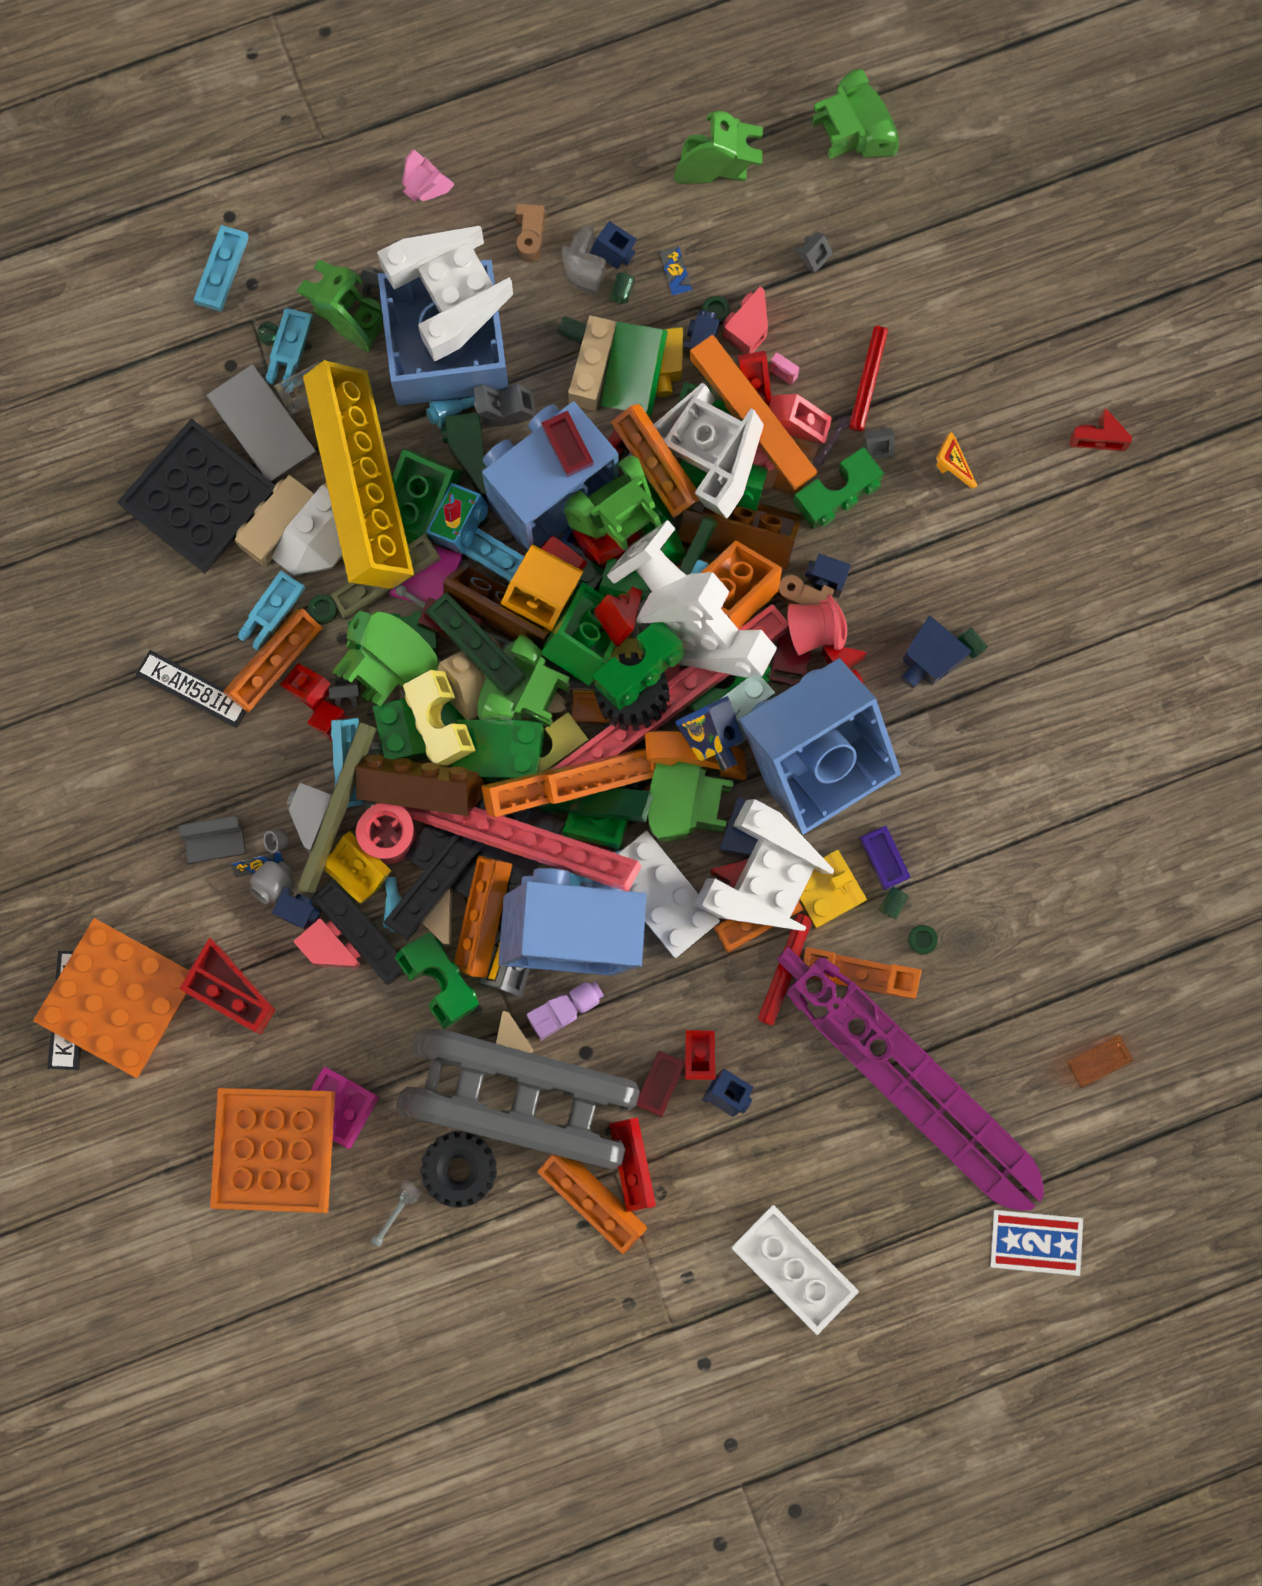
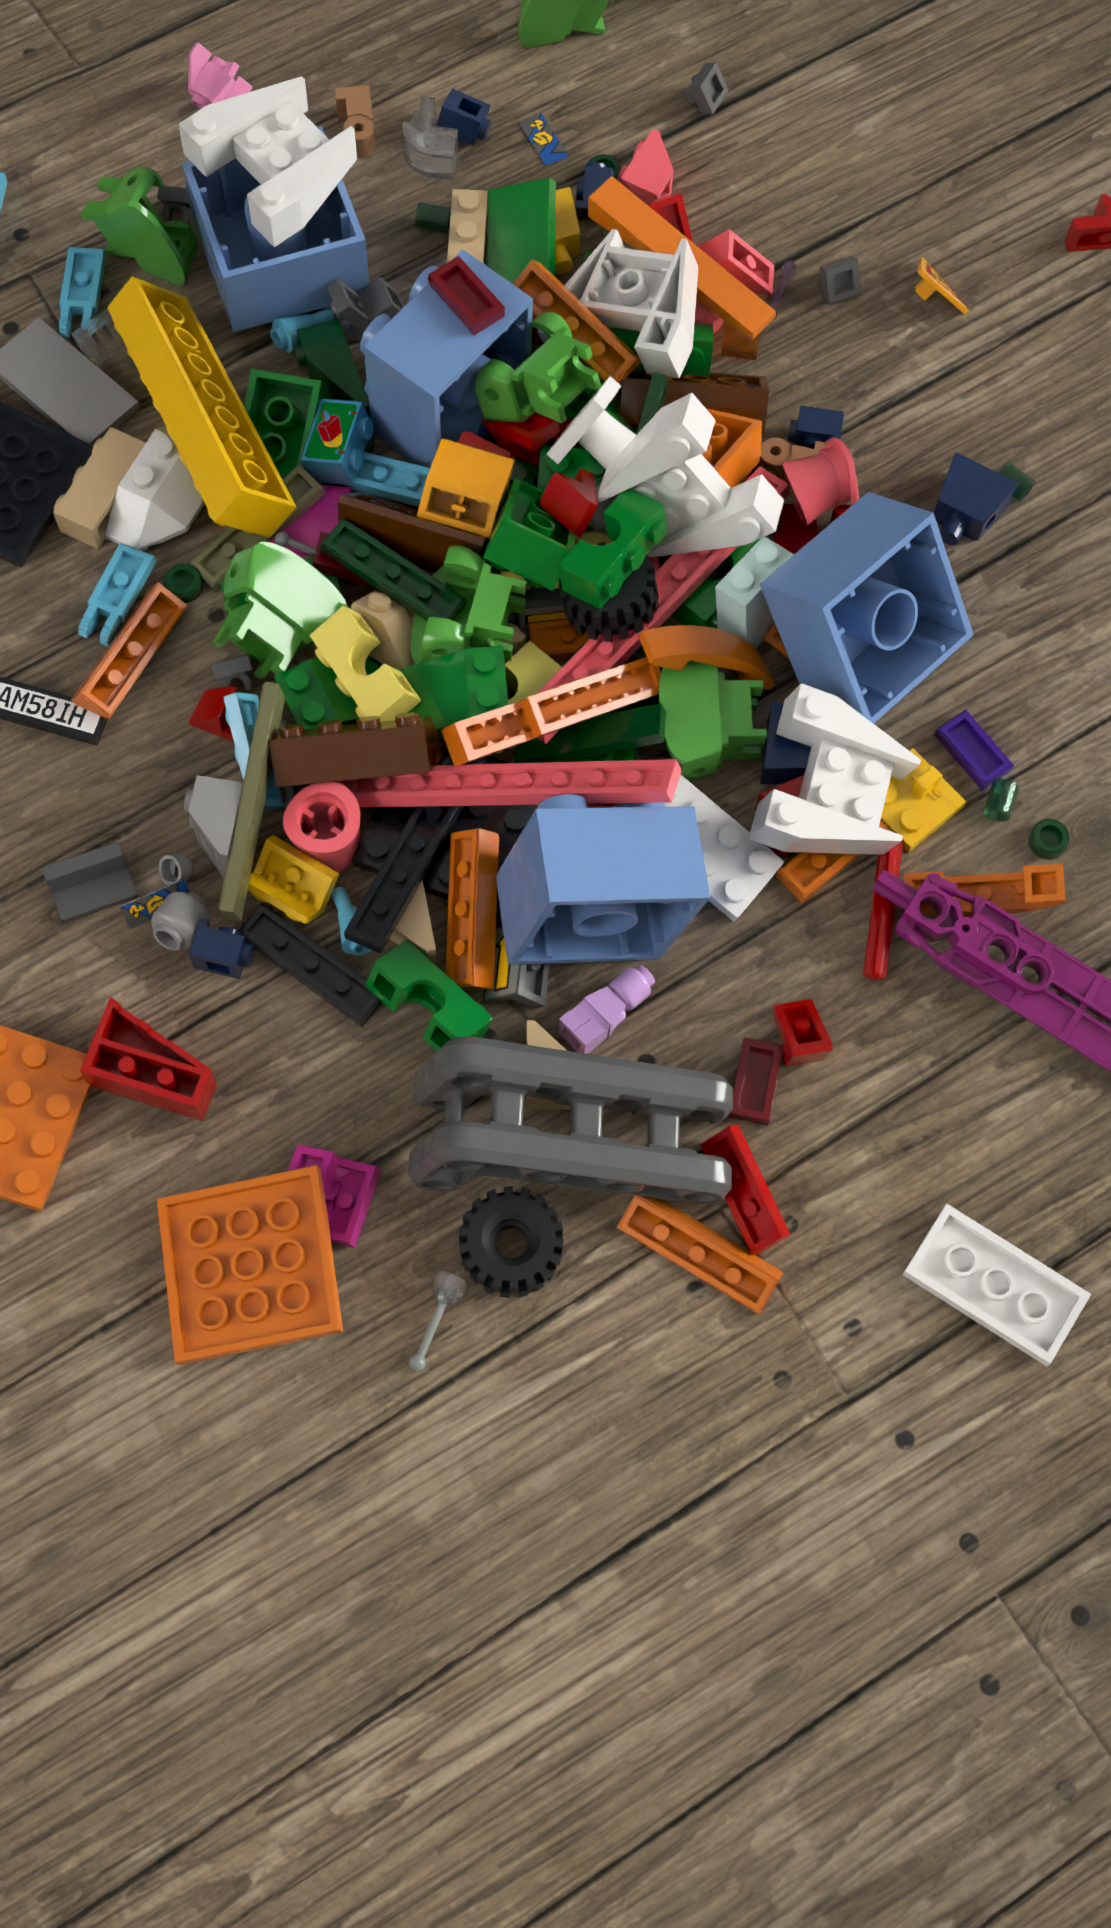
camera: 15 degrees left, 10 degrees down
(265, 337) = (51, 281): clear green hinge -> none
(306, 686) = (182, 674): red slope -> none
(324, 948) = (270, 991): coral slope -> none
(622, 288) = (483, 164): clear green hinge -> none
(712, 732) = (726, 612): dark blue torso -> none
(737, 1089) = (851, 1071): dark blue brick -> none
(784, 368) = (704, 216): bright pink tile -> none
(820, 504) = (787, 355): green arch -> none
(868, 378) = (807, 215): red axle -> none

